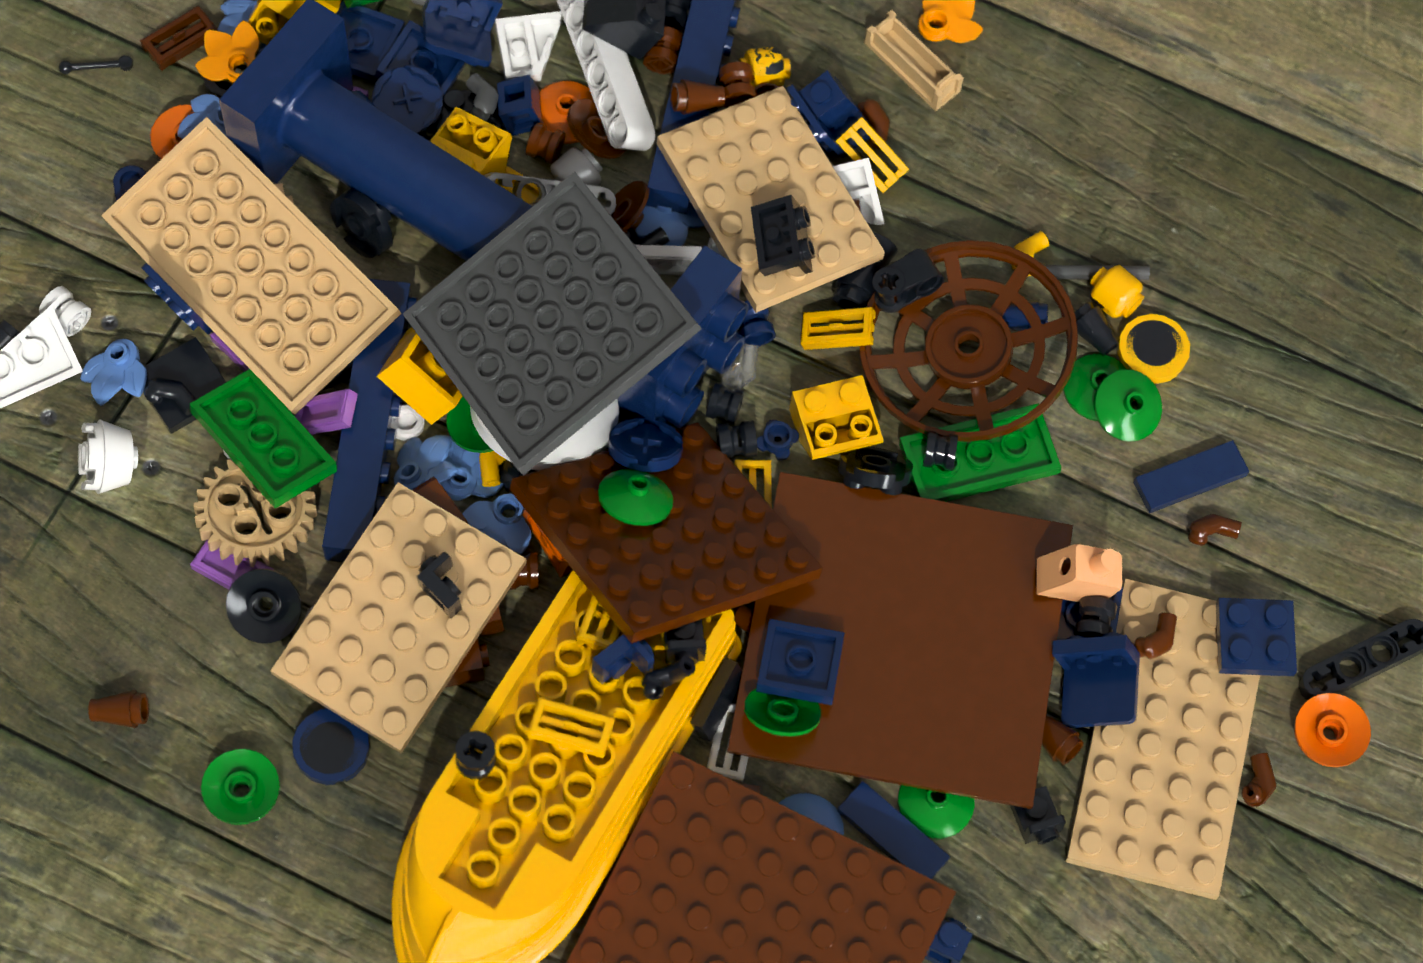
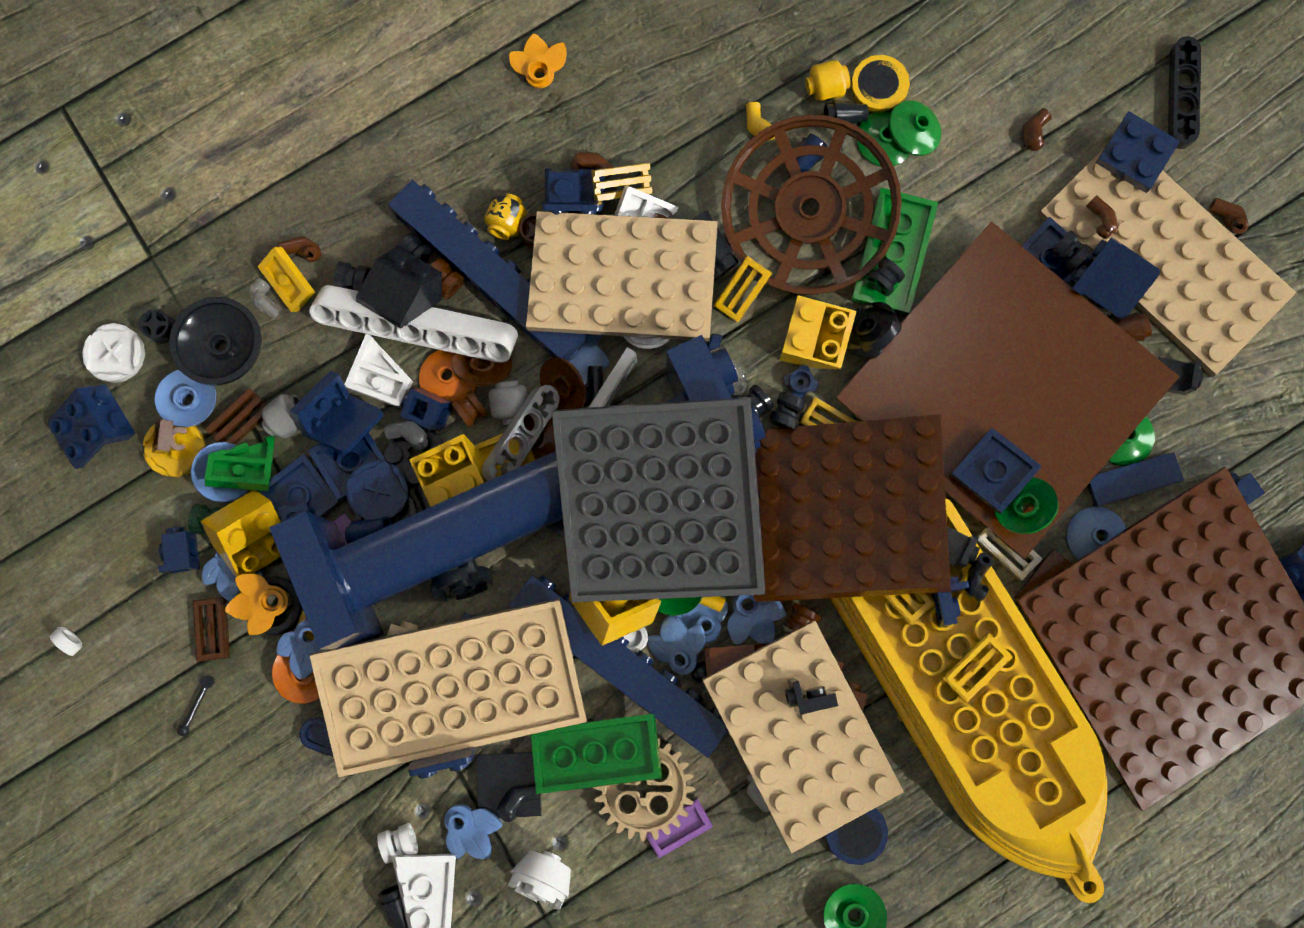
camera: 50 degrees left, 15 degrees up
(251, 617) = (725, 824): black dish -> none
(328, 411) = (601, 694): medium lavender tile -> none
(475, 764) = (959, 750): black wheel -> none
(635, 497) = (819, 527): green dish -> none
(645, 445) = (777, 481): dark blue tile -> none
(695, 96) = (508, 281): reddish brown cone -> none
(717, 699) = (982, 541): black tile -> none
(737, 82) = (515, 243): reddish brown wheel -> none
(782, 236) = (671, 287): black bracket -> none
(907, 279) = (744, 215): black piece -> none
(913, 61) = (560, 107): tan container -> none
(1089, 271) = (798, 86): dark grey bar -> none
(1089, 569) = (1050, 227): light nougat torso -> none
(1191, 476) = (989, 120): dark blue tile -> none
(1343, 718) = (1233, 137): orange dish -> none

